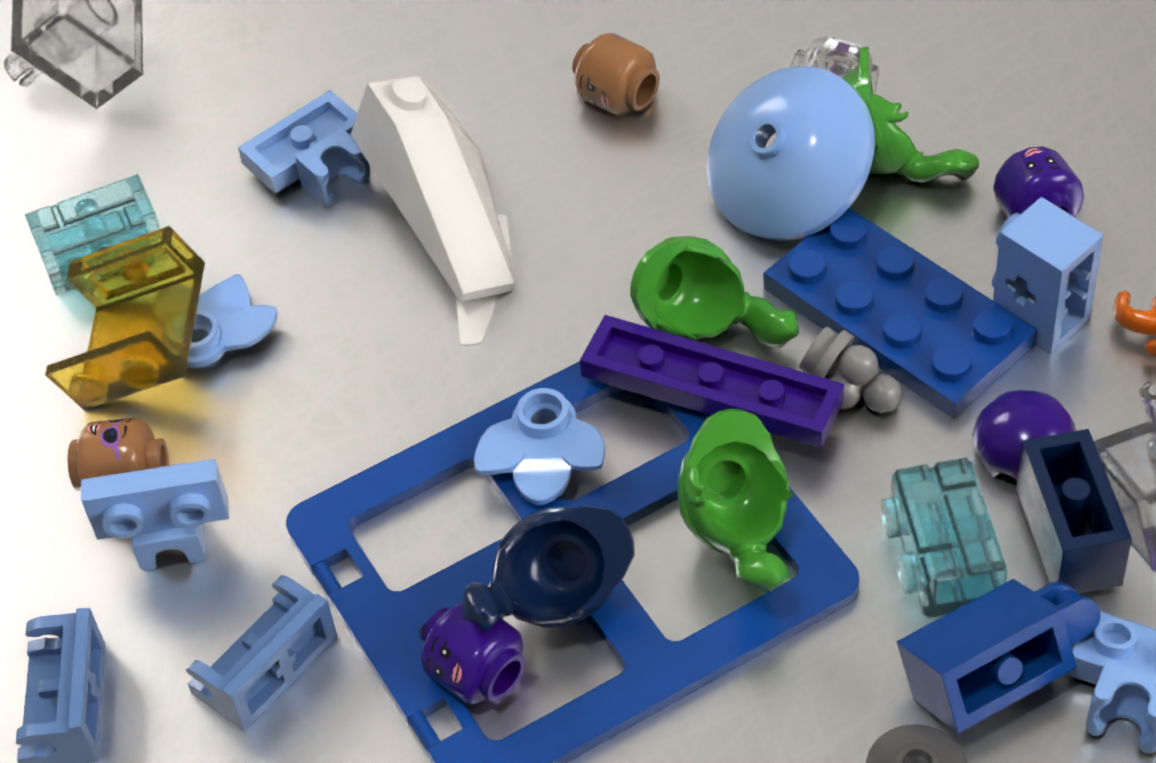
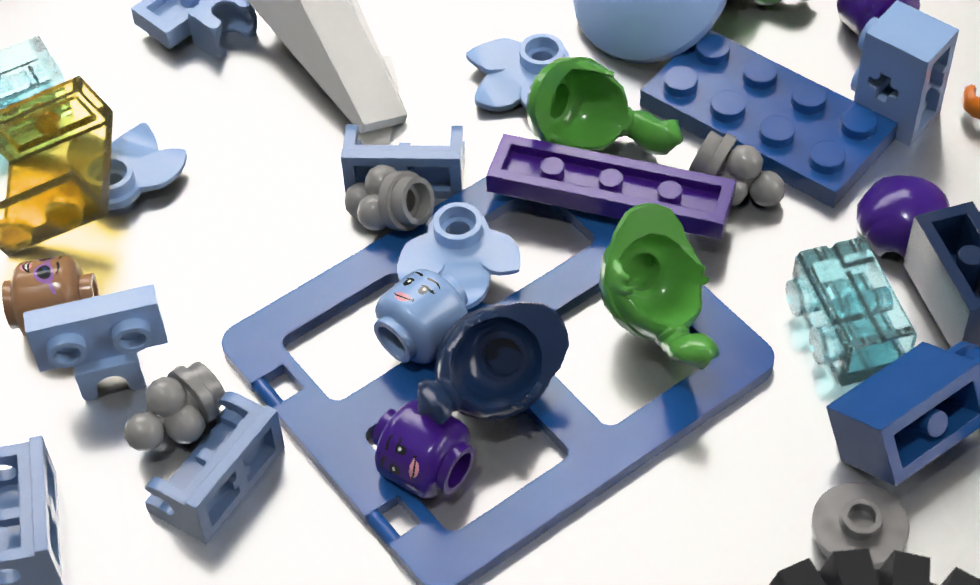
camera: 10 degrees left, 0 degrees up
(229, 585) = (176, 405): none -> light grey piece
(478, 379) = (390, 199): none -> light grey piece
(486, 506) = (418, 314): none -> light blue head
(499, 342) = (438, 164): none -> medium blue hinge
(629, 234) = (512, 68): none -> light blue plate

